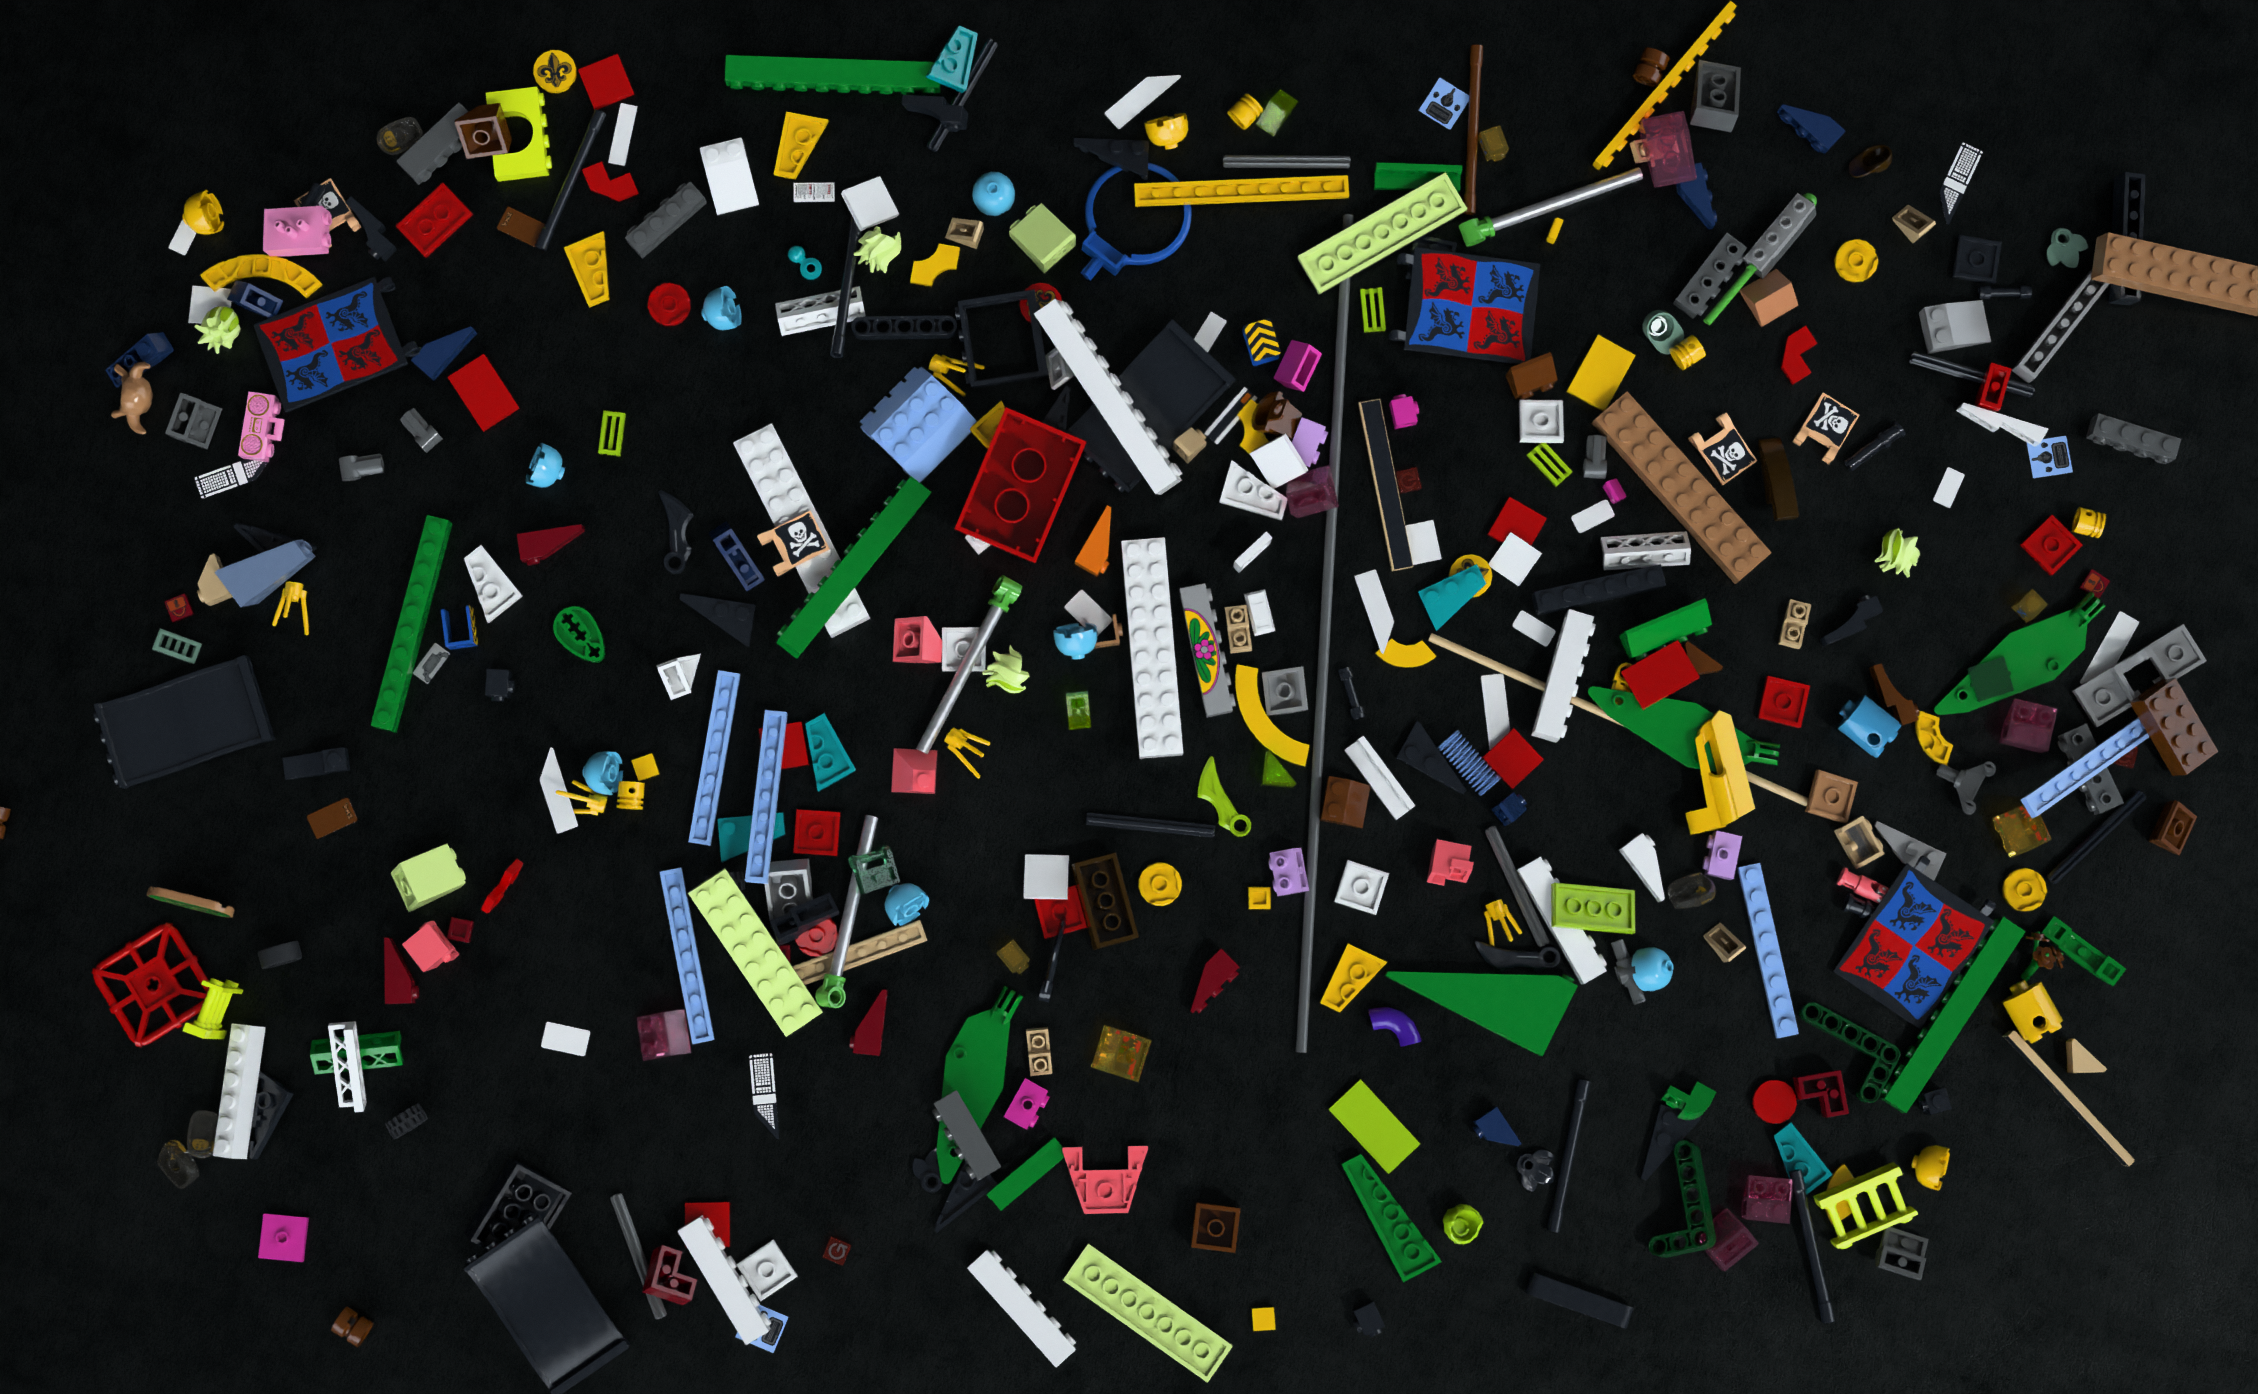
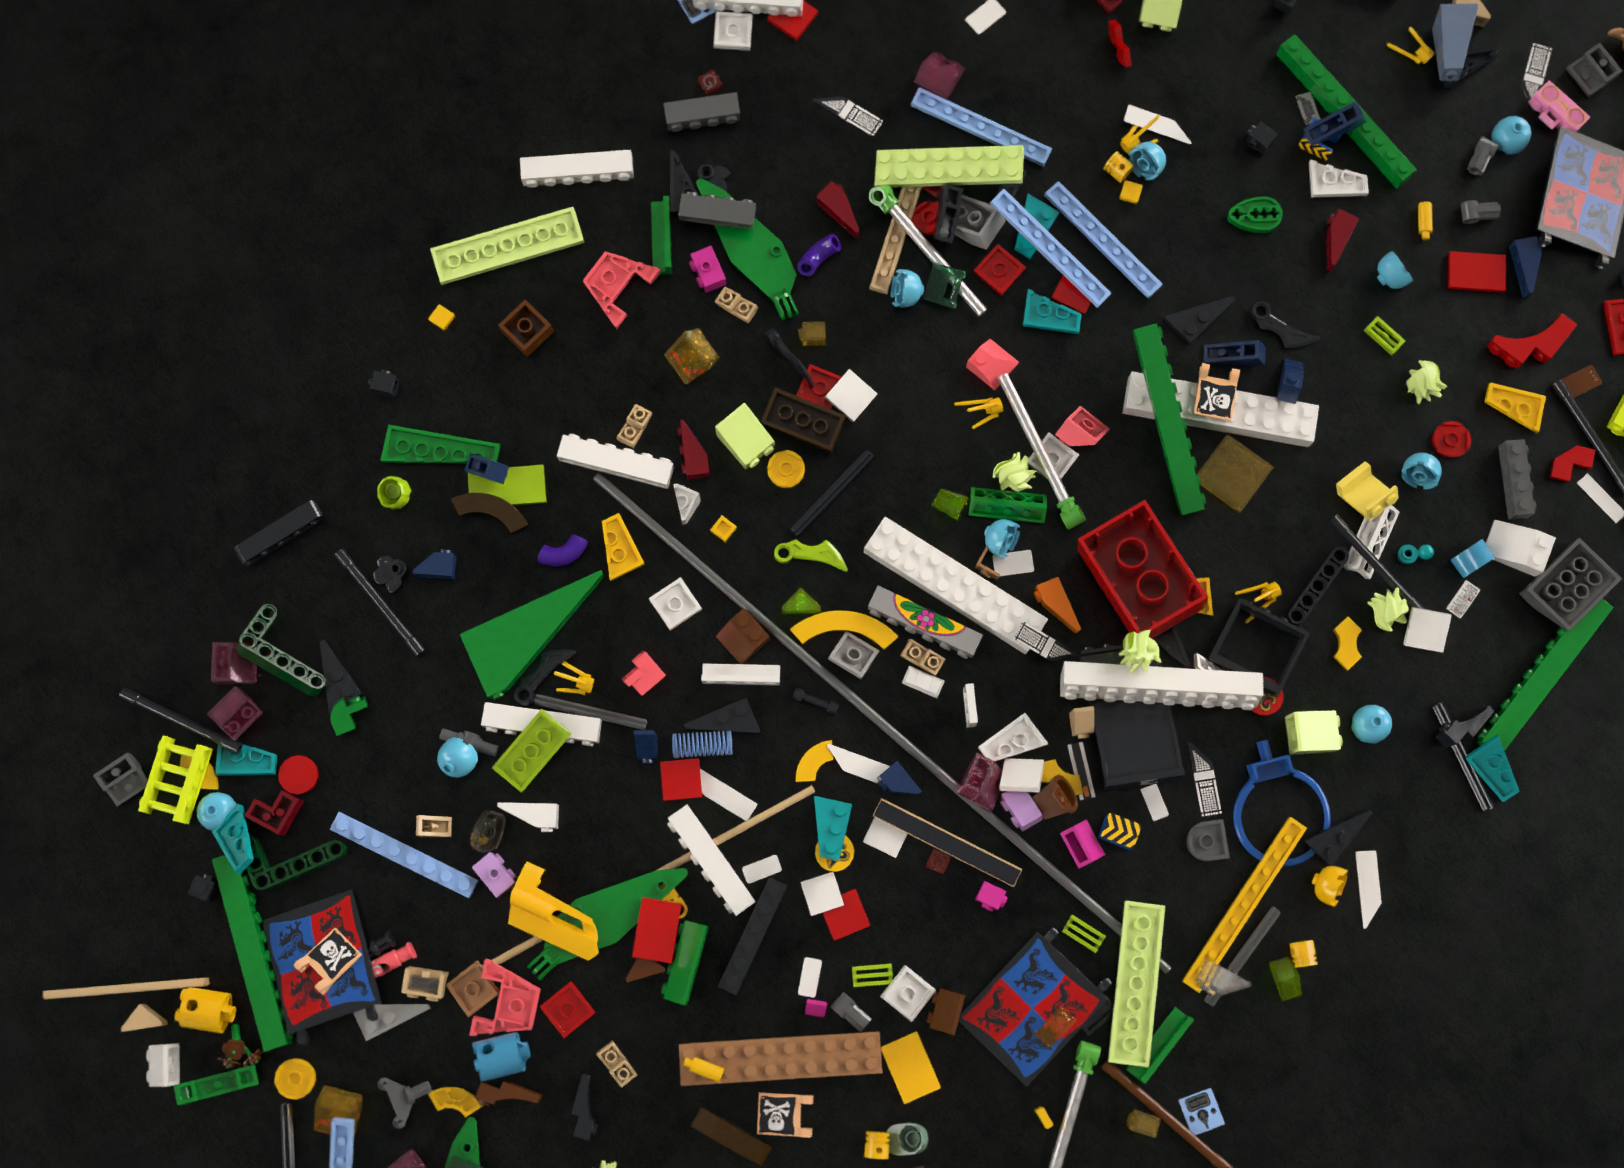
camera: 135 degrees right, 5 degrees down
(317, 454) = (1511, 134): none -> medium azure cylinder
(442, 619) = (1335, 124): none -> dark blue slope
(467, 474) = (1425, 219): none -> yellow cylinder
(513, 283) = (1541, 346): none -> red arch
(633, 364) = (1425, 381): none -> yellowish green hair
(679, 675) = (1178, 257): white slope -> none
(726, 485) = (1290, 381): none -> dark blue slope
(733, 105) = (1571, 585): none -> dark grey slope
(772, 208) = (1472, 558): none -> dark azure piece
(782, 343) = (1366, 492): none -> light yellow panel
(797, 141) = (1509, 612): yellow wing -> none
(851, 477) = (1234, 473): none -> clear yellow plate
(875, 1231) = (702, 112): none -> dark grey brick
(918, 423) = (1237, 544): light blue slope -> none
(933, 1013) = (817, 254): none -> dark purple cylinder
(965, 232) = (1356, 682): tan slope -> none
(1041, 654) = (1007, 507): none -> green fence
(1099, 433) = (1139, 650): none -> yellowish green hair
(1147, 529) = (1042, 643): none -> sticker
(1157, 301) = (1204, 782): none -> sticker
(1162, 940) = (745, 436): none -> yellowish green slope
(1208, 261) = (1208, 841): none -> dark grey tile
(1227, 1054) = (634, 426): none -> tan slope
(1262, 949) = (687, 501): none -> white slope
(1275, 1044) = (615, 461): none -> white brick
(1288, 871) = (725, 560): lavender brick -> none
(1327, 163) = (1218, 980): none -> clear slope
(1367, 567) = (897, 781): none -> dark blue slope
(1375, 1154) = (486, 468): none -> dark blue slope
(1403, 1124) = (491, 505): none -> dark brown tile
(1472, 274) = (1055, 1026): none -> clear orange slope
(1646, 553) = (752, 993): white fence -> none
(1743, 541) = (704, 1069): none -> yellow cylinder
(1816, 748) = (515, 1003): none -> coral wing
(1861, 1146) = (214, 809): none -> medium azure cylinder
(1875, 1104) = (235, 839): none -> teal wing
(1905, 938) = (329, 959): none -> flag
(1931, 1166) = (162, 848): yellow cylinder -> none
(2104, 1010) = (163, 1065): none -> white slope

